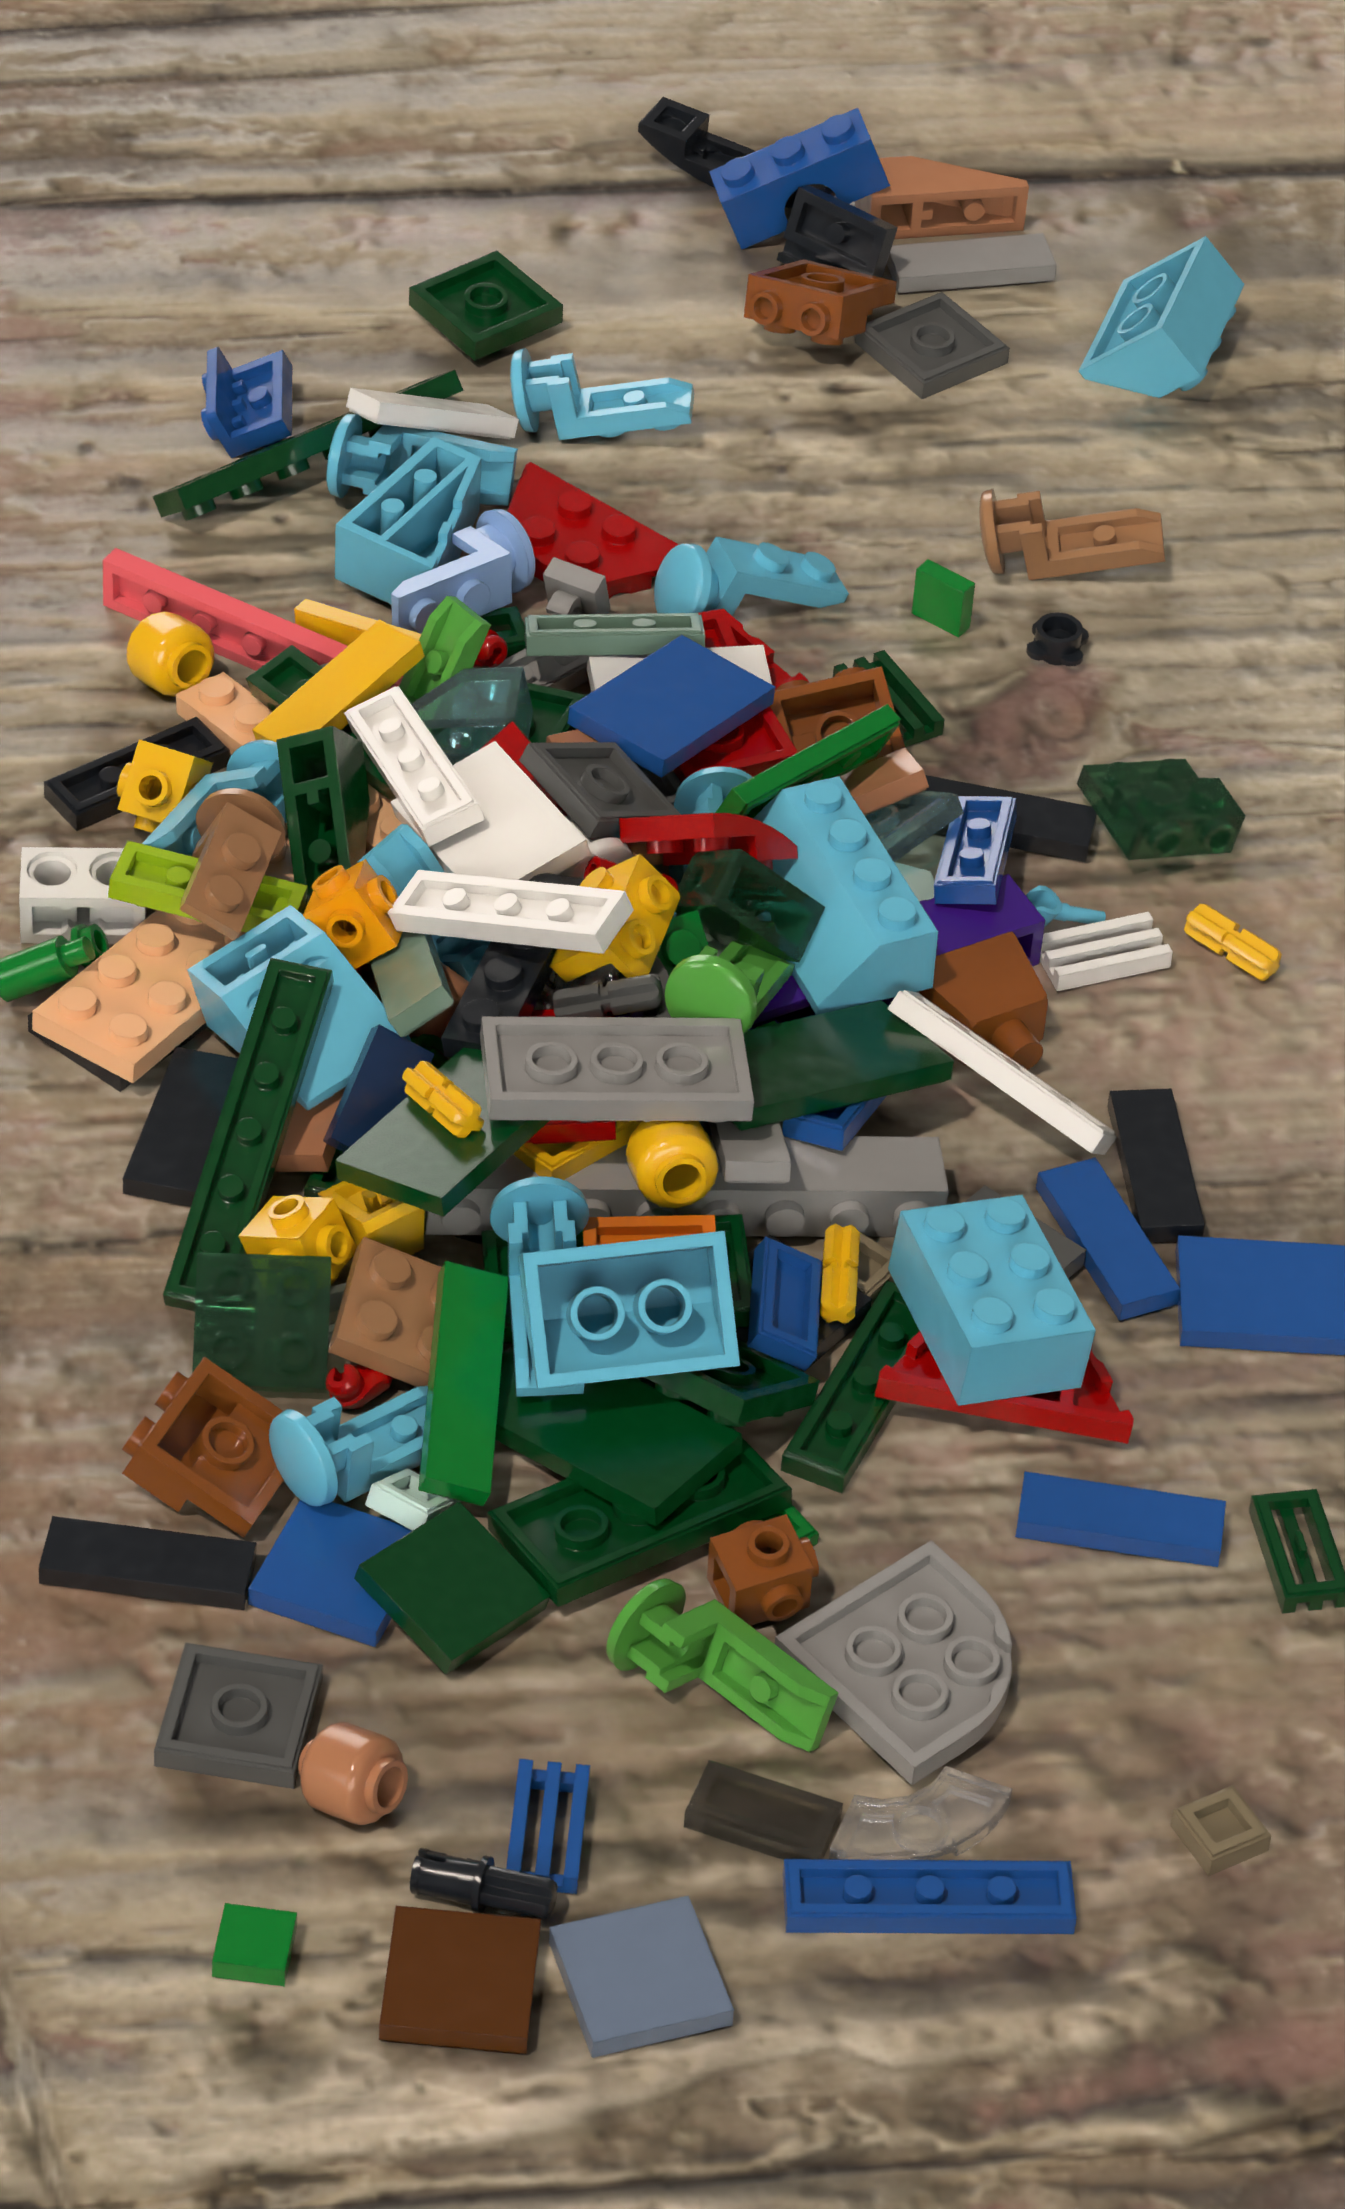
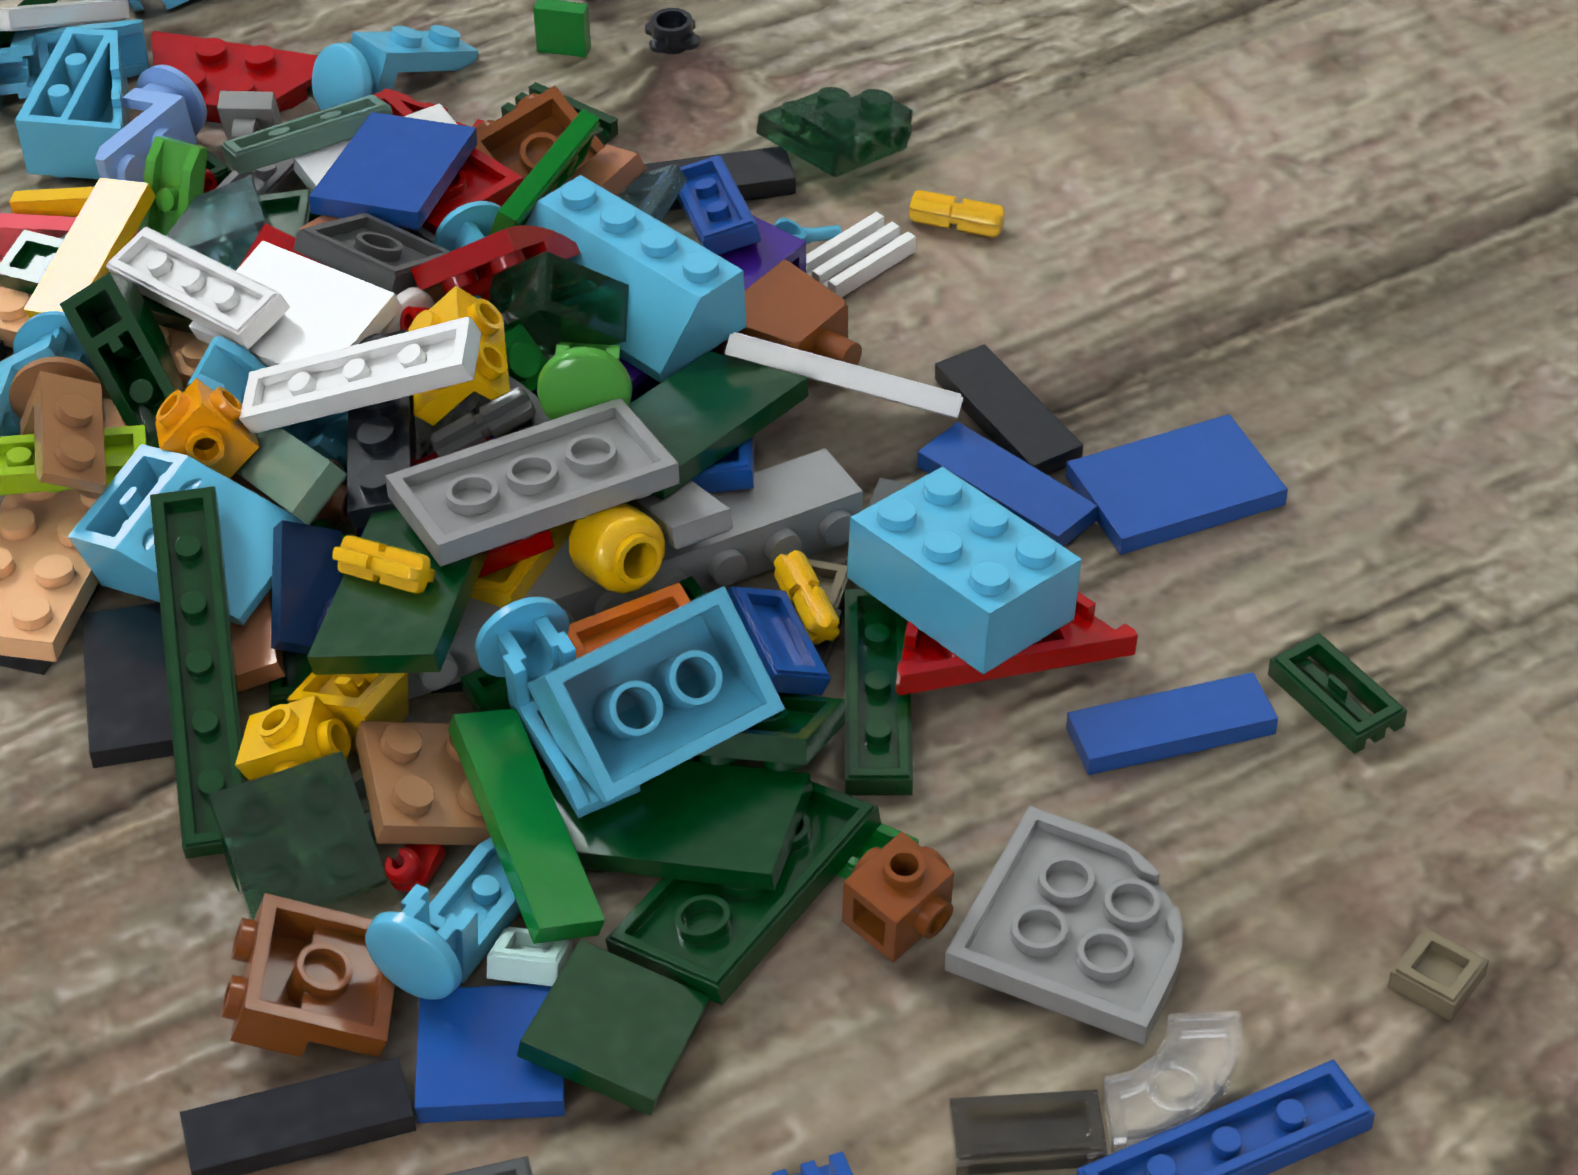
camera: 20 degrees left, 0 degrees up
(726, 1656) = (916, 992): bright green piece -> none

